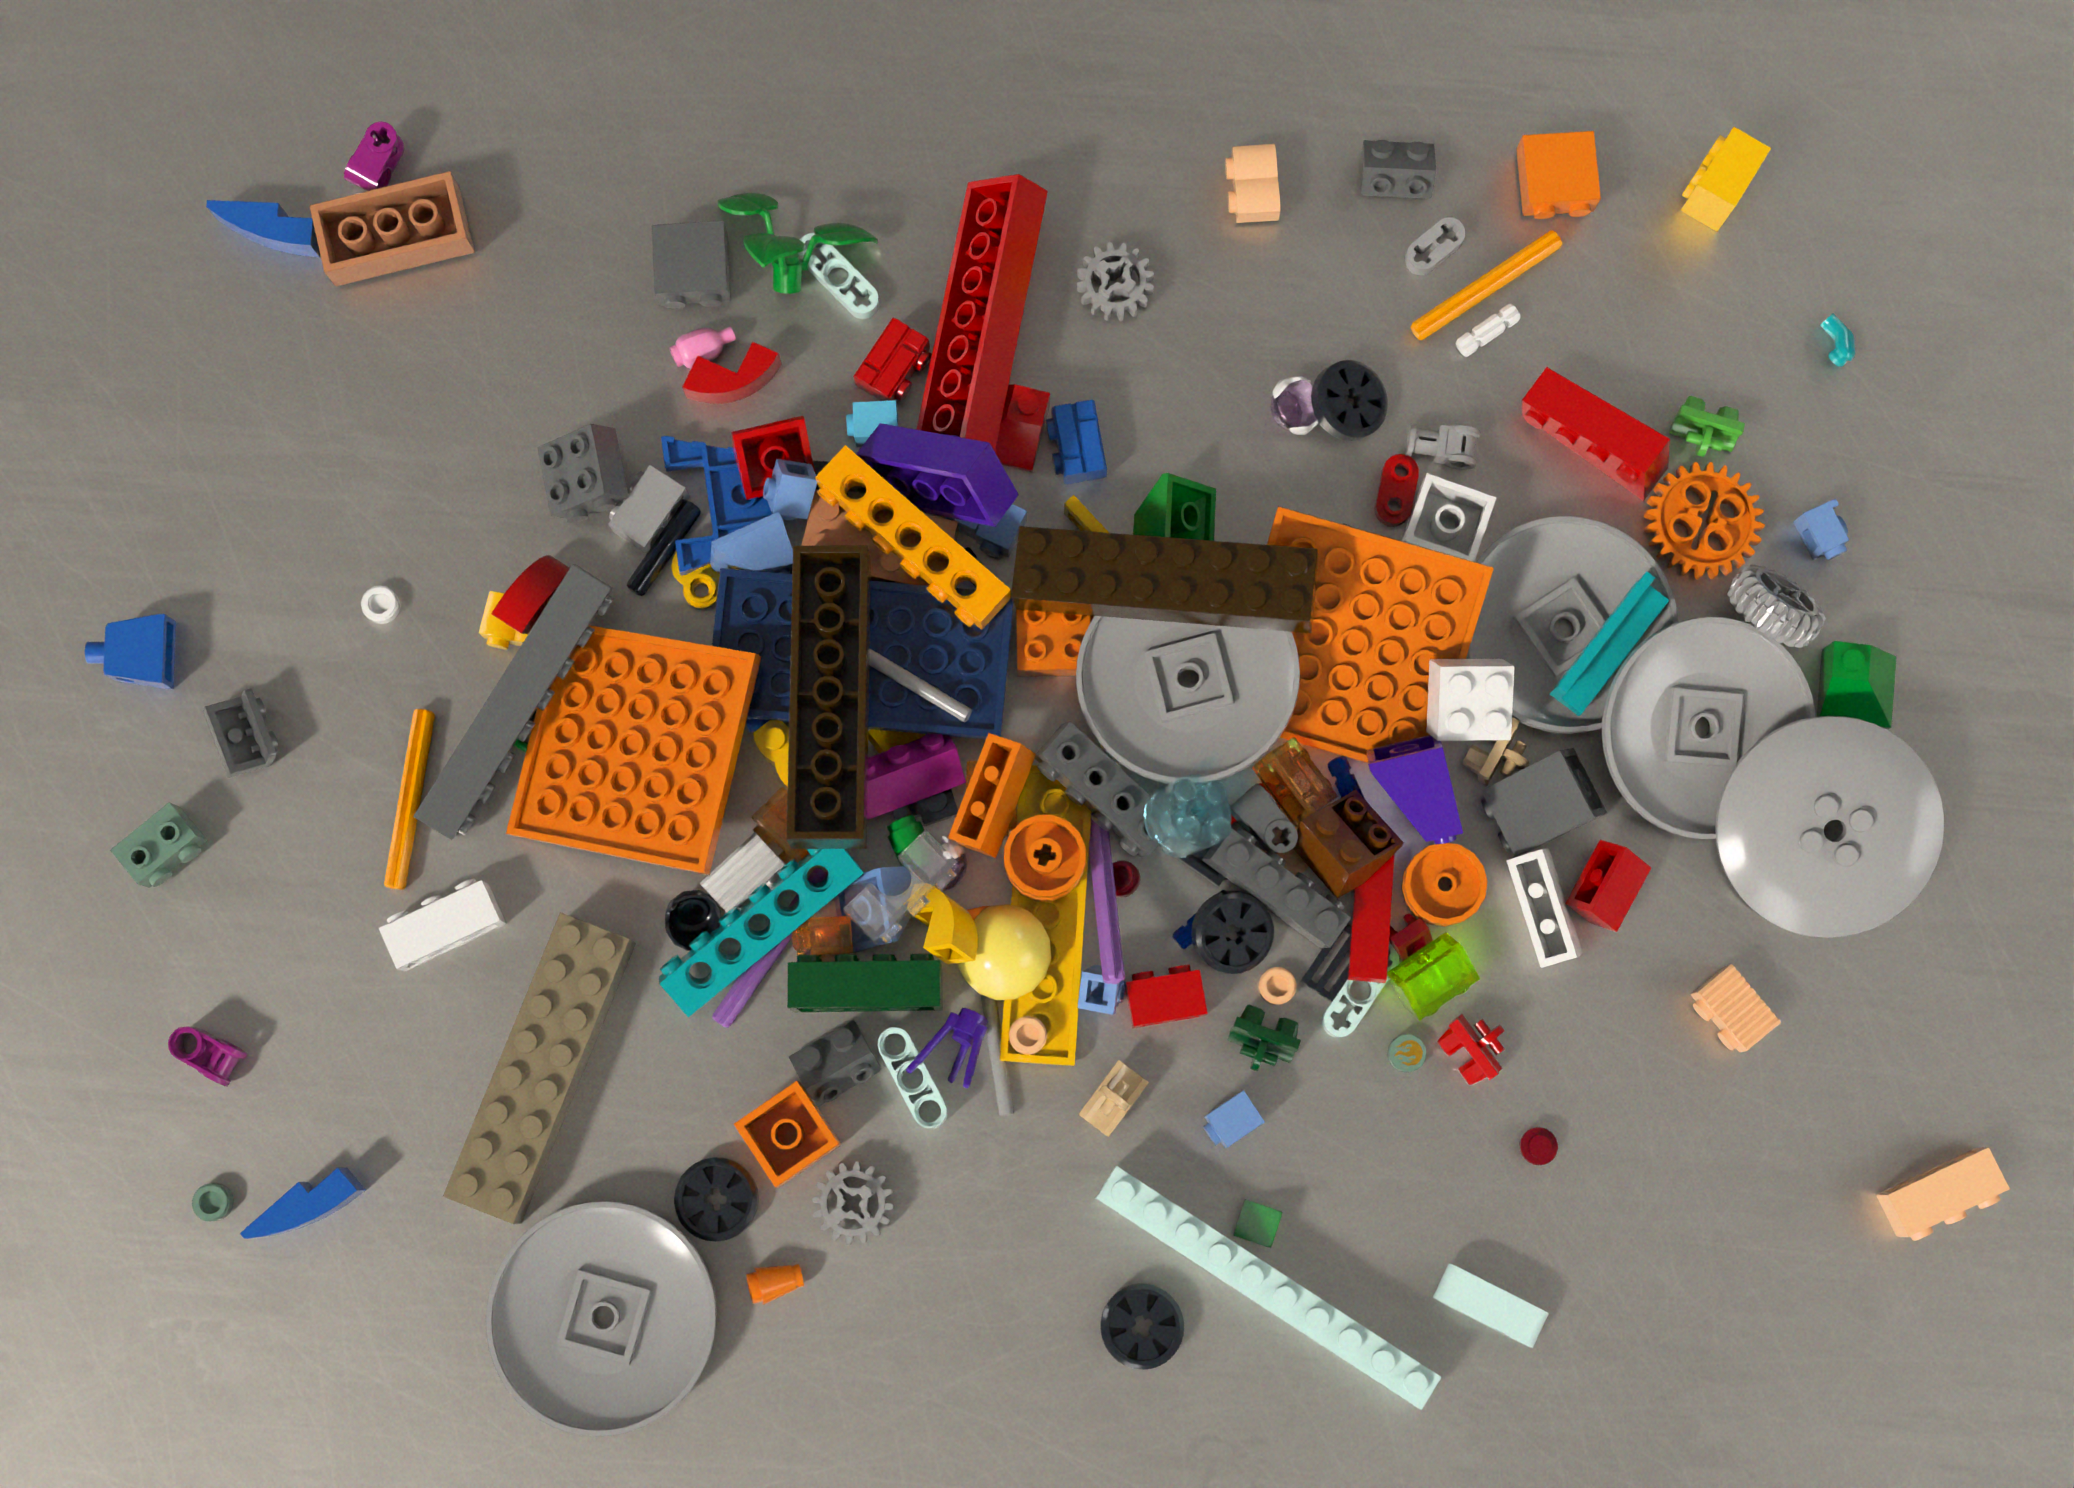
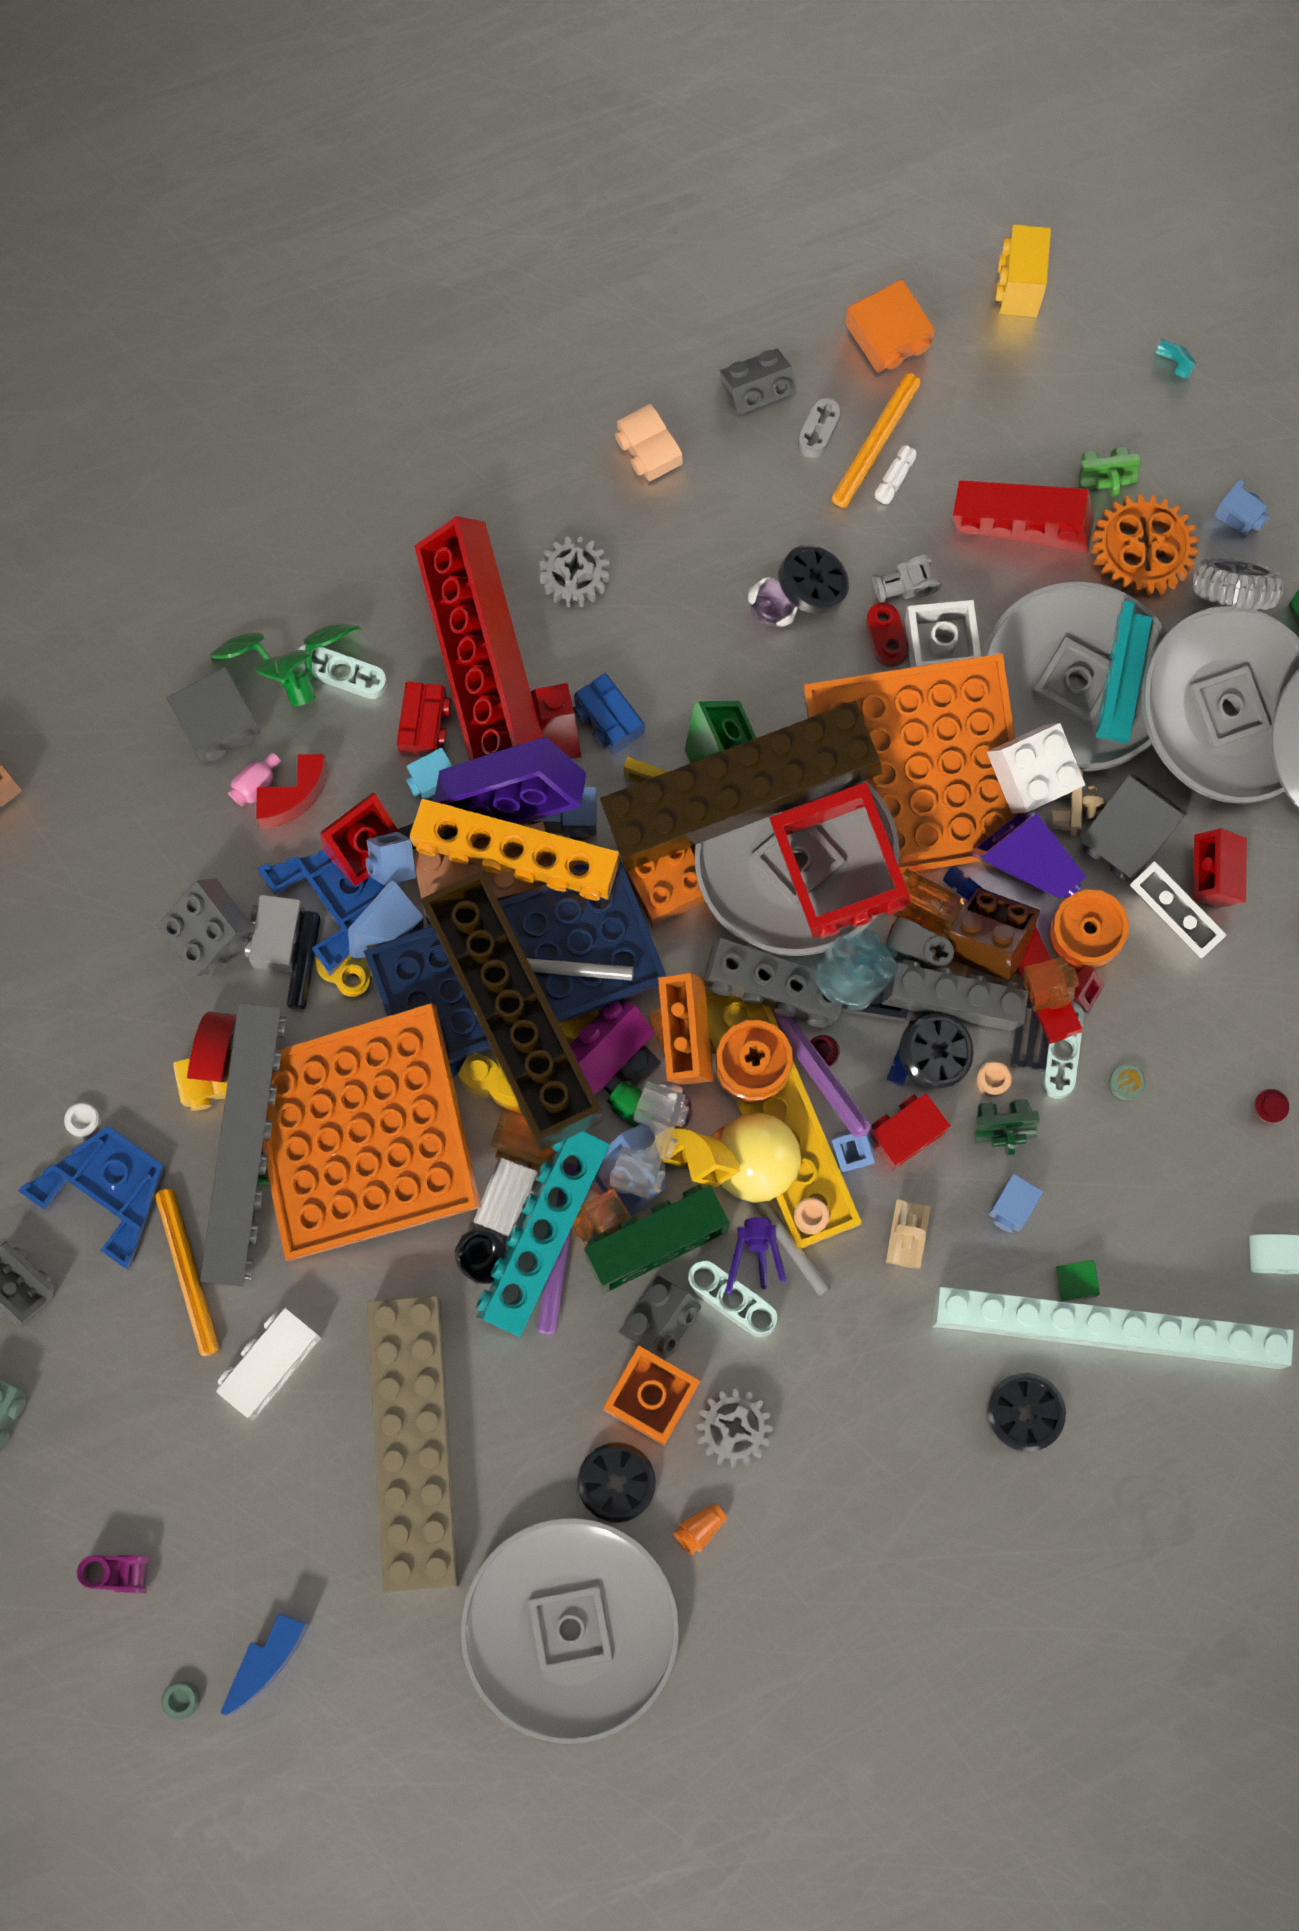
camera: 25 degrees left, 5 degrees down
(383, 673) = (114, 1176): none -> blue wing
(1234, 643) = (822, 811): none -> red window
(1376, 921) = (1050, 983): none -> clear orange brick
(1433, 976) = (1117, 1008): clear neon green brick -> none
(1463, 1035) = (1192, 1060): red hips -> none

